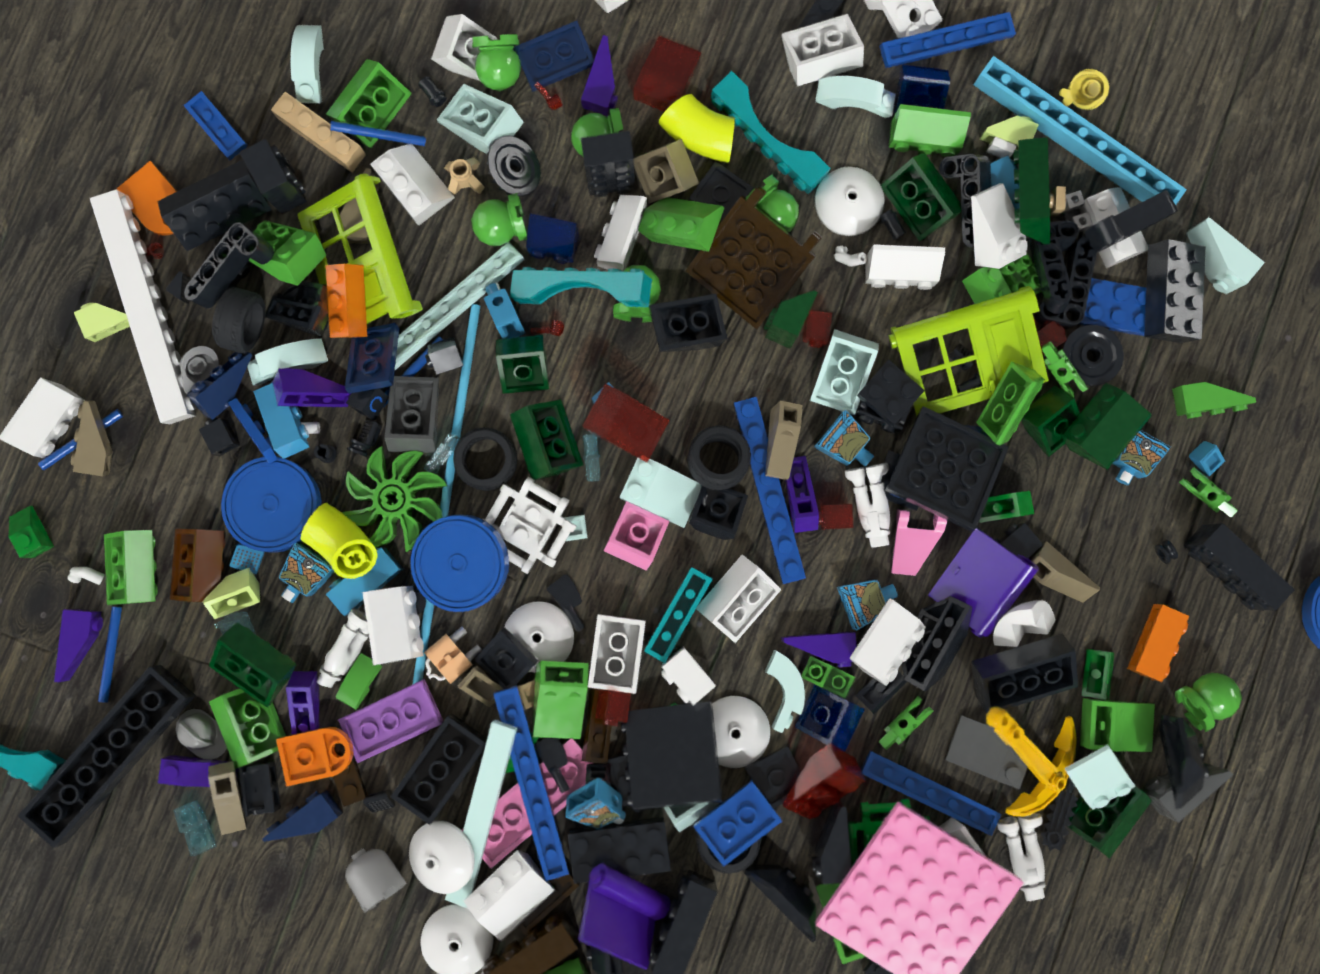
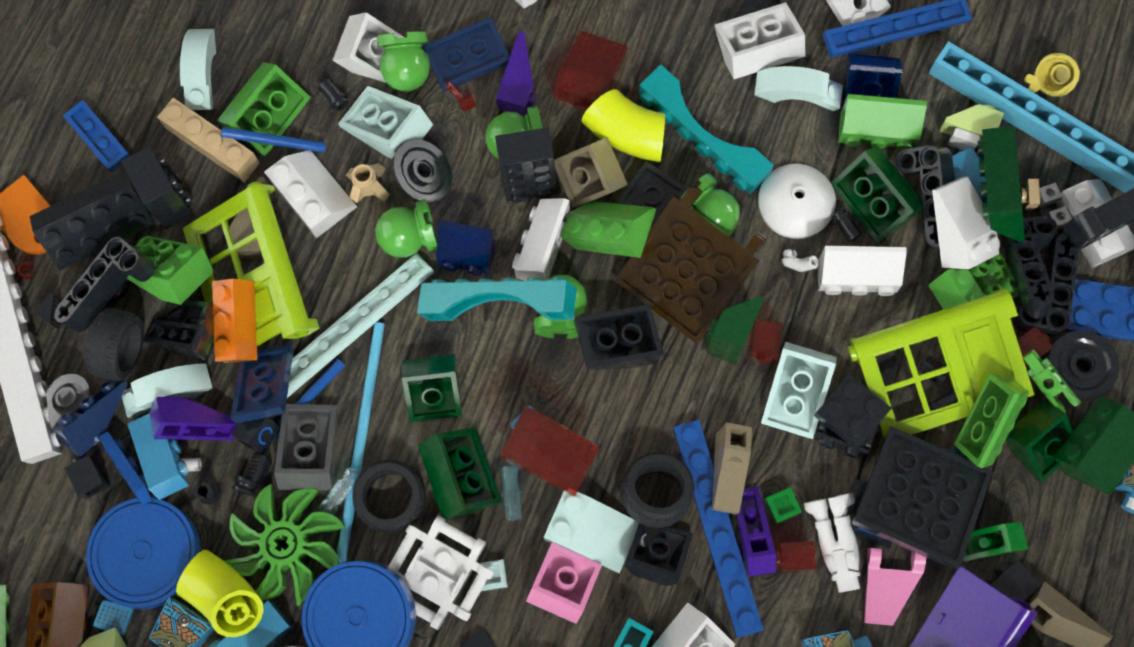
camera: 10 degrees right, 10 degrees down
(444, 355) = (343, 380): brick -> none
(503, 312) = (410, 330): dark azure torso -> none
(556, 328) = (469, 348): clear red hand -> none
(826, 472) = (783, 505): none -> green plate
(845, 441) = (803, 469): torso -> none

